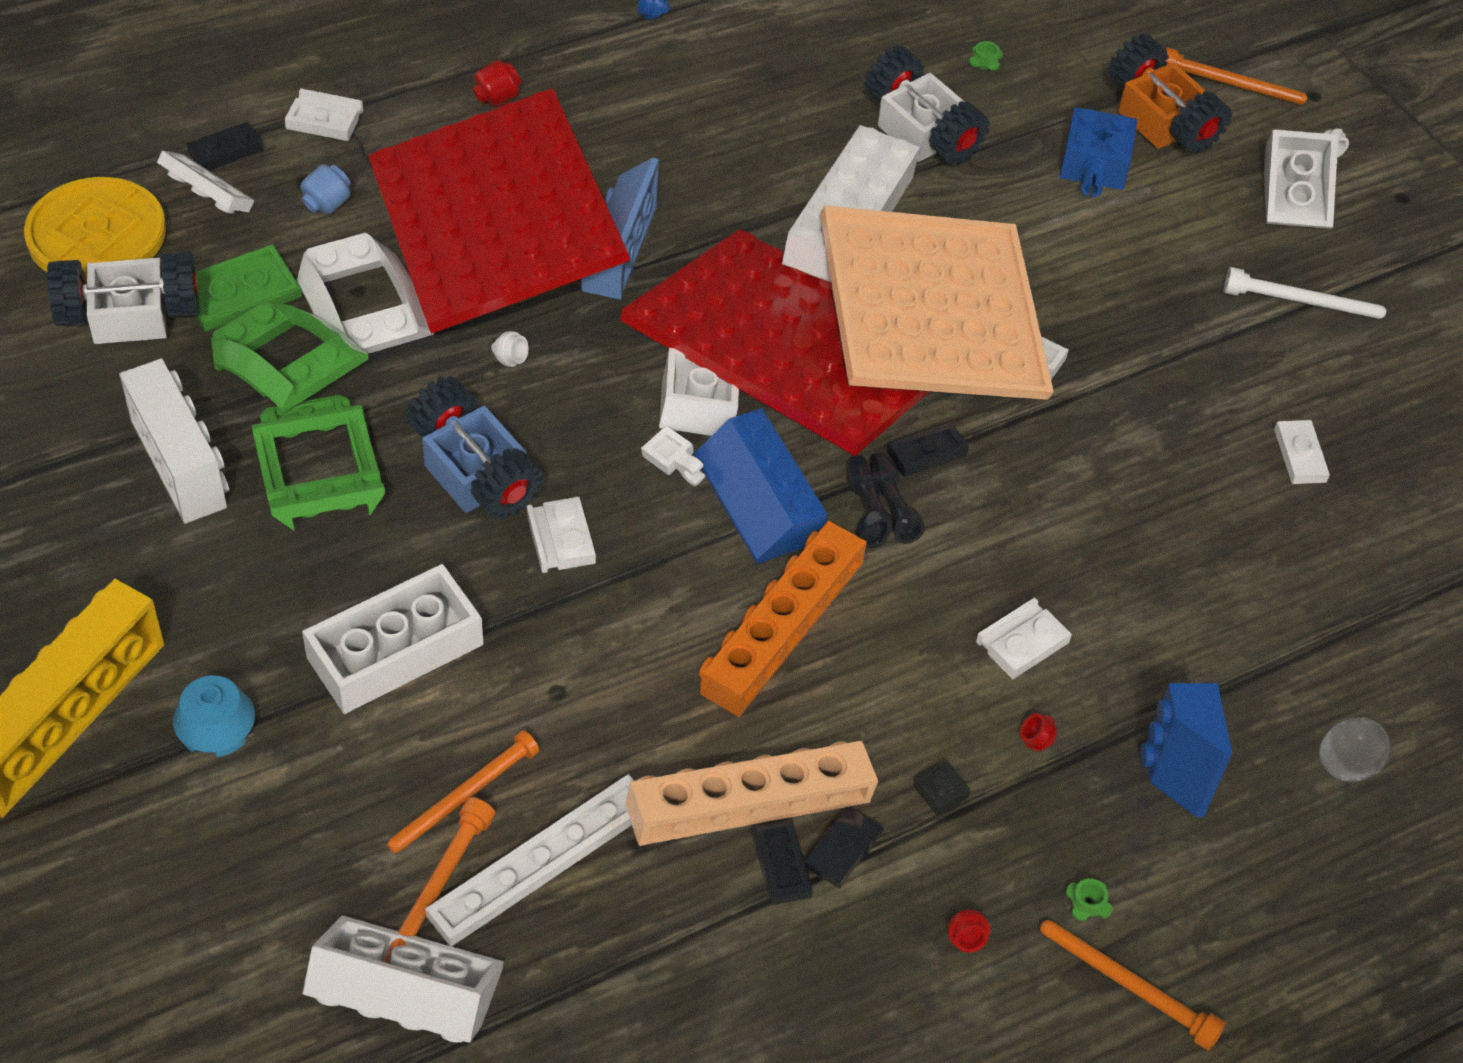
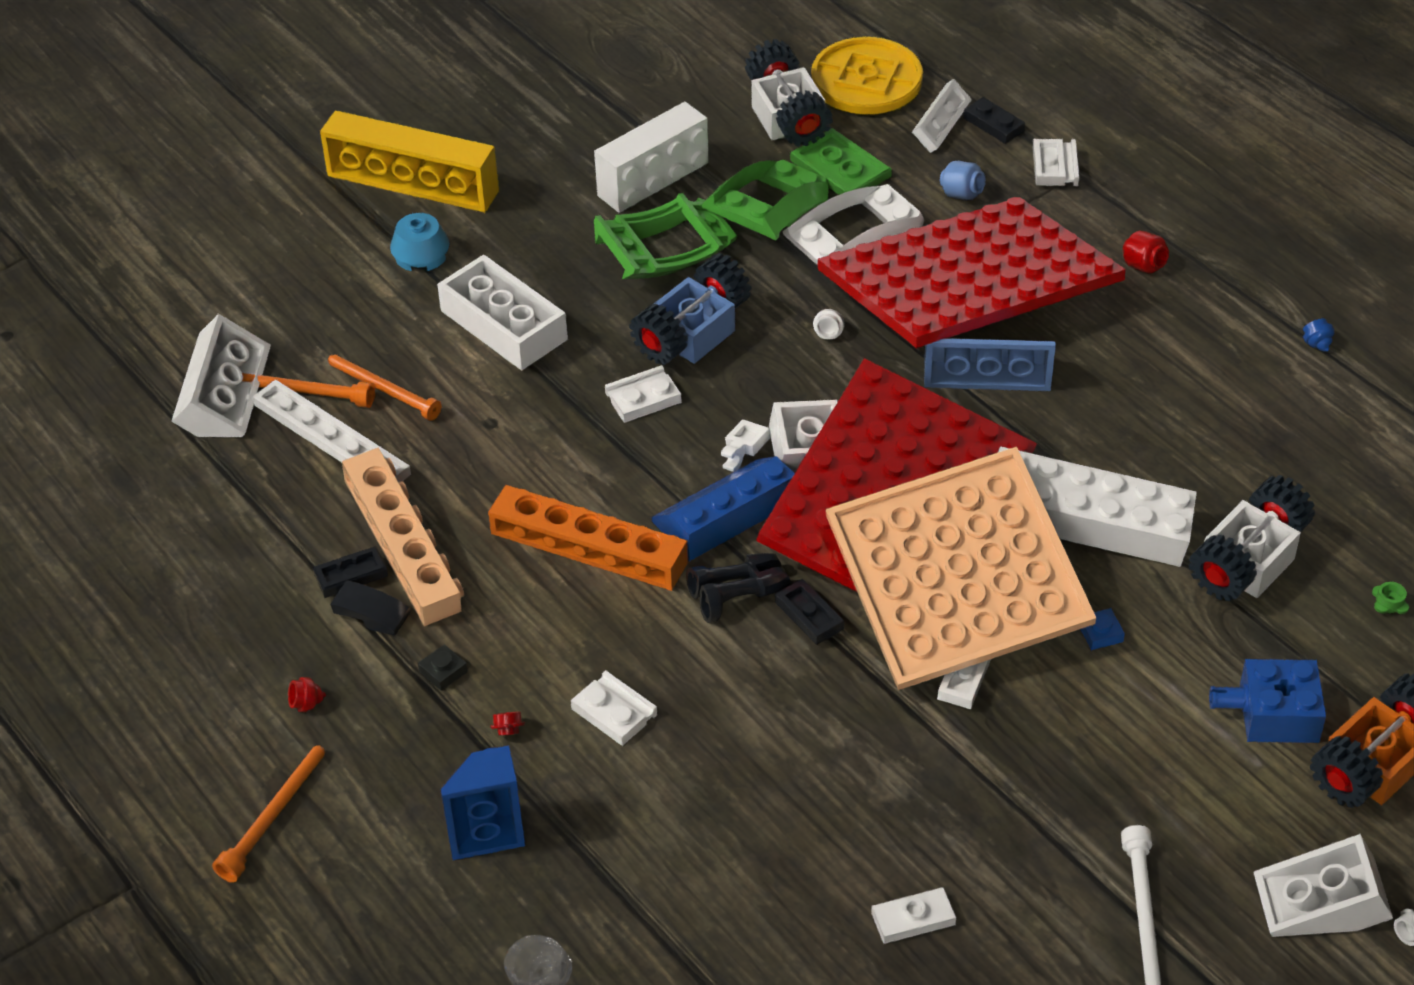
camera: 85 degrees right, 5 degrees down
(1093, 890) = (343, 768): bright green plate -> none

